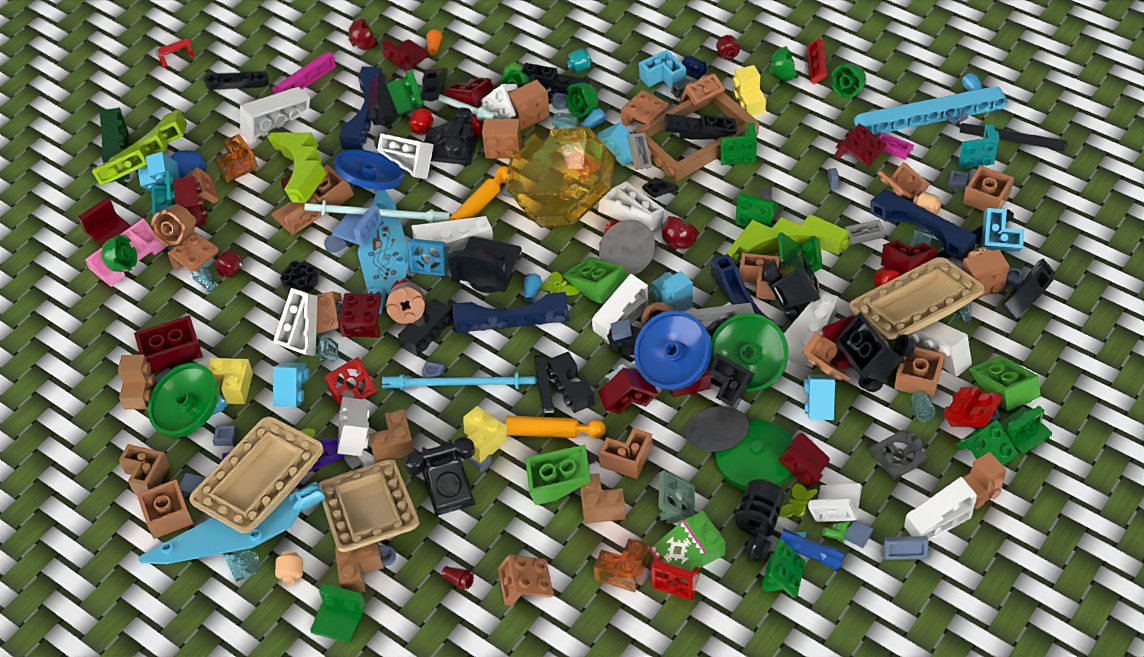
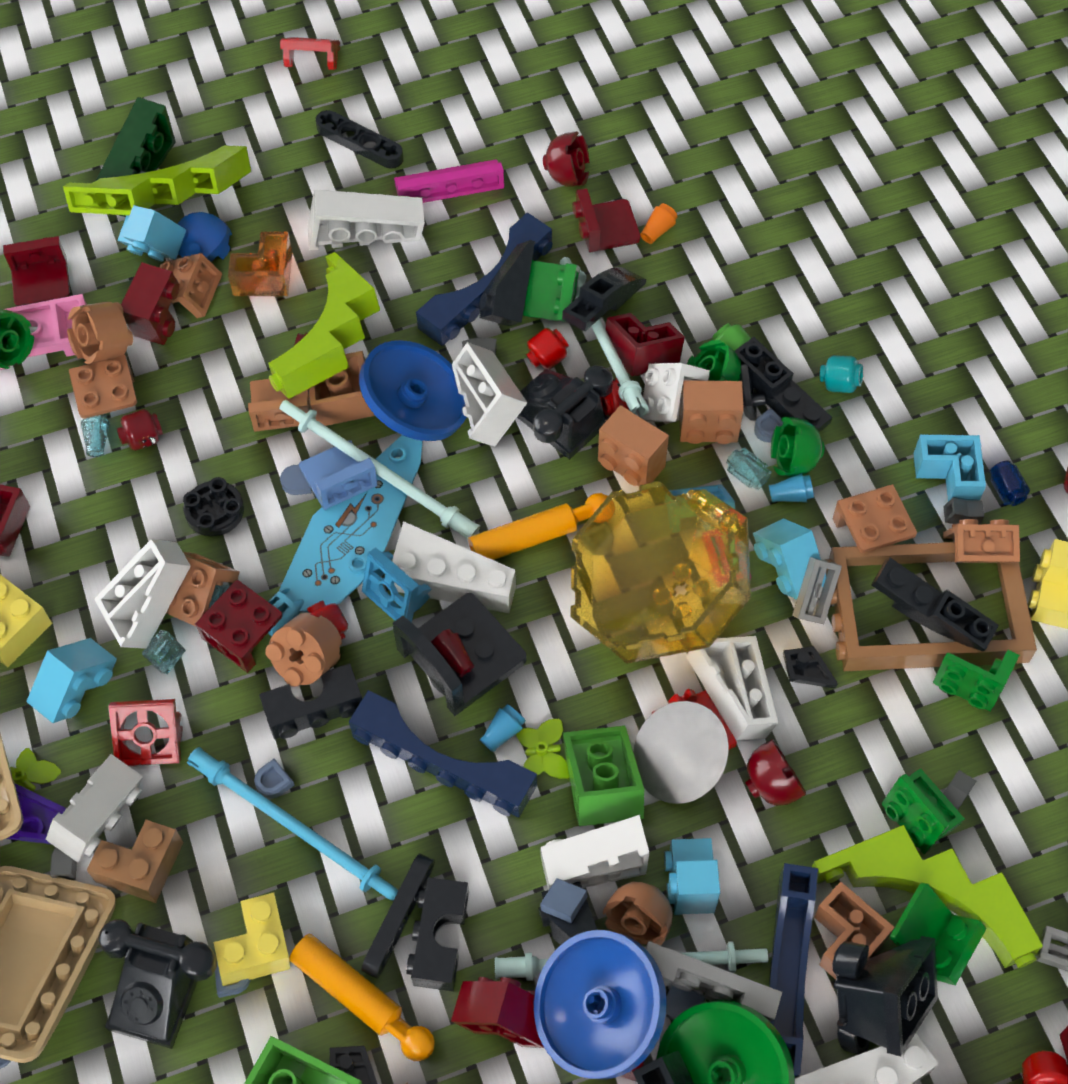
camera: 30 degrees right, 10 degrees up
(163, 195) = (126, 271): teal bracket -> none

